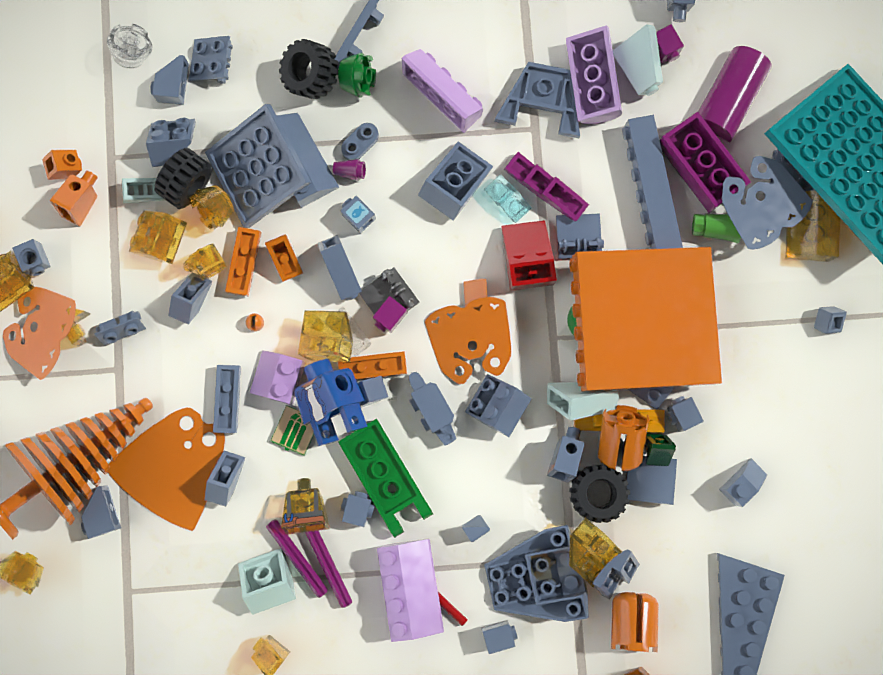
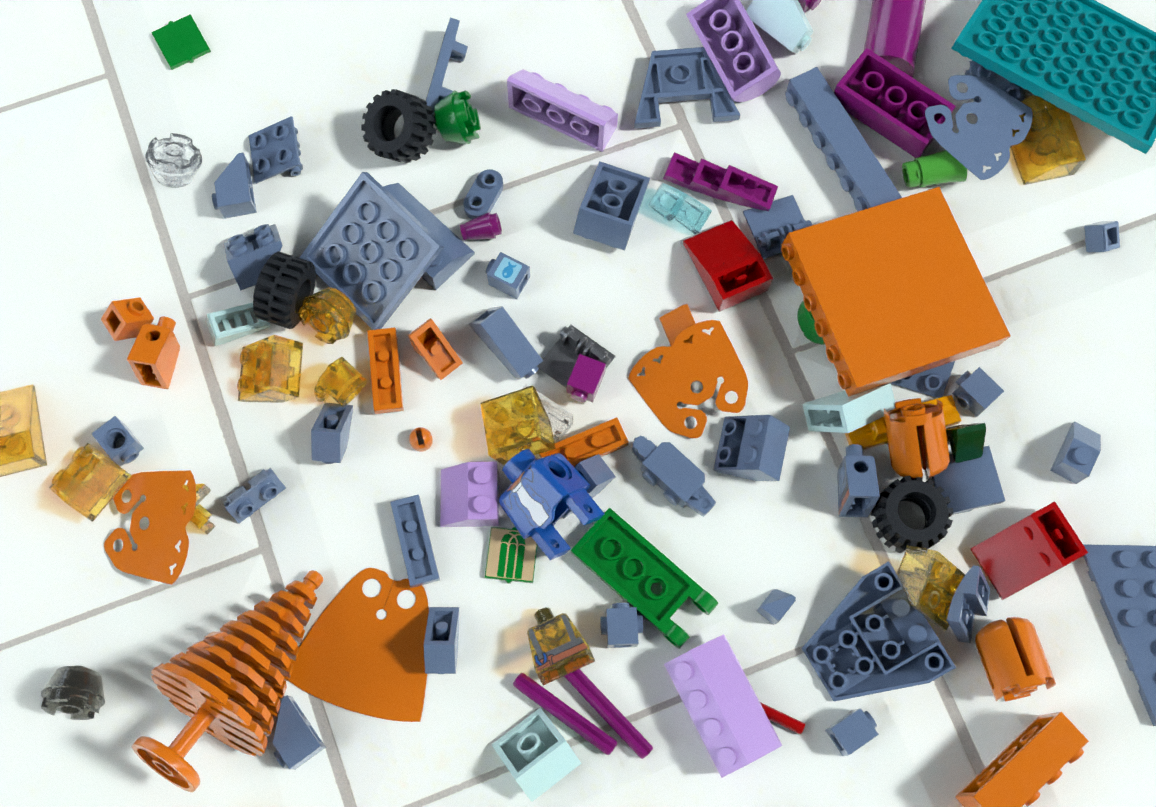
camera: 15 degrees left, 10 degrees down
(677, 547) = (1028, 550): none -> red slope

